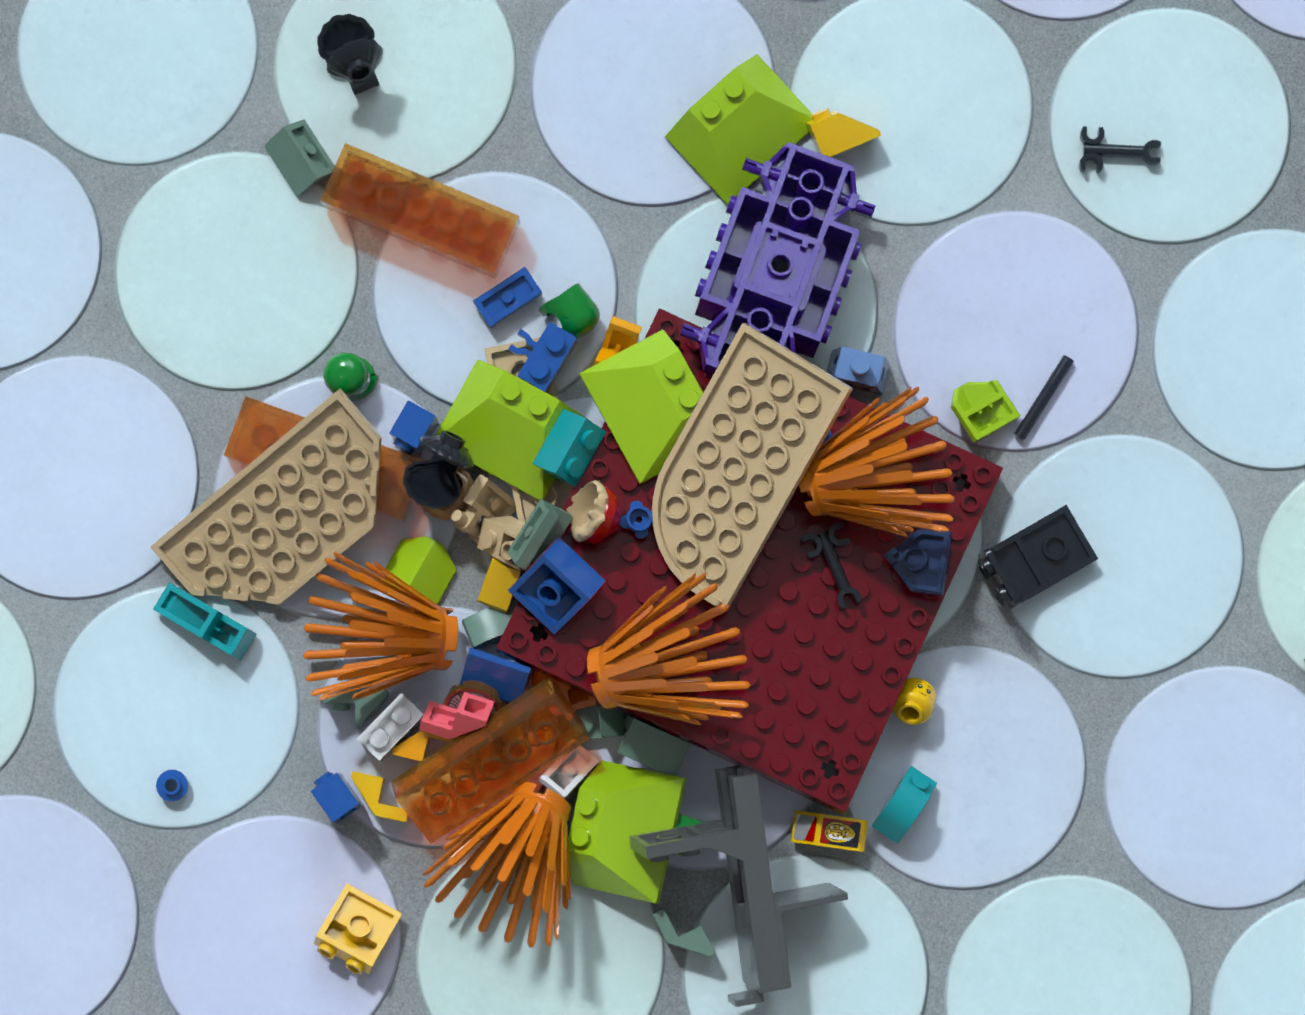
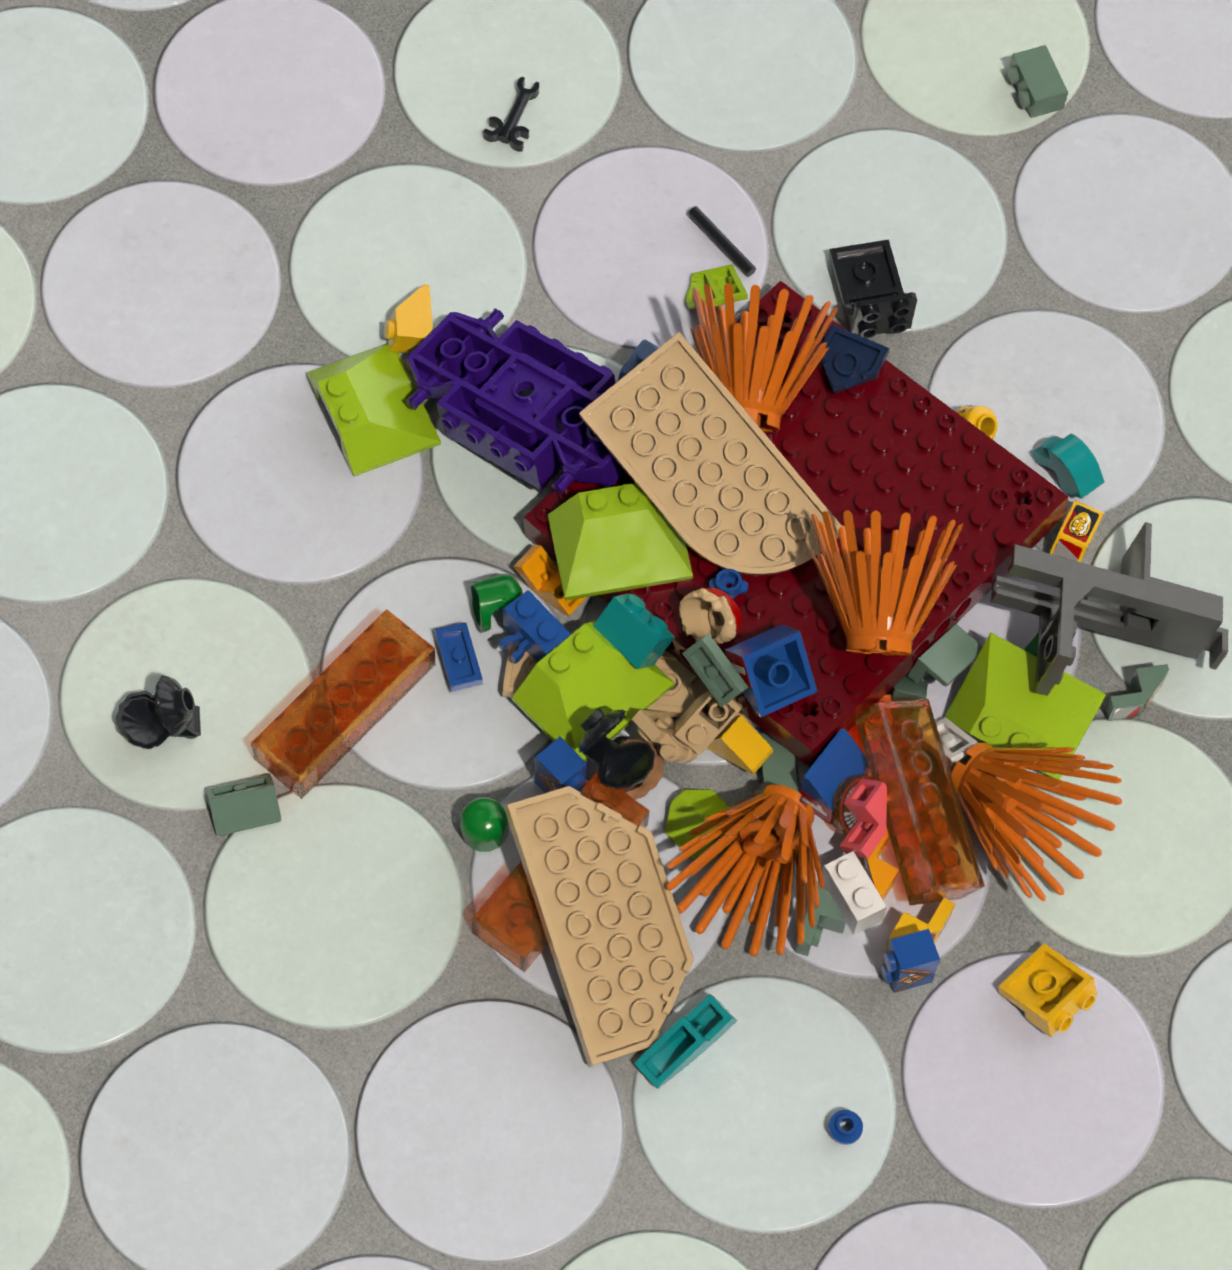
camera: 75 degrees left, 20 degrees down
(827, 542) = (806, 437): black bar -> none

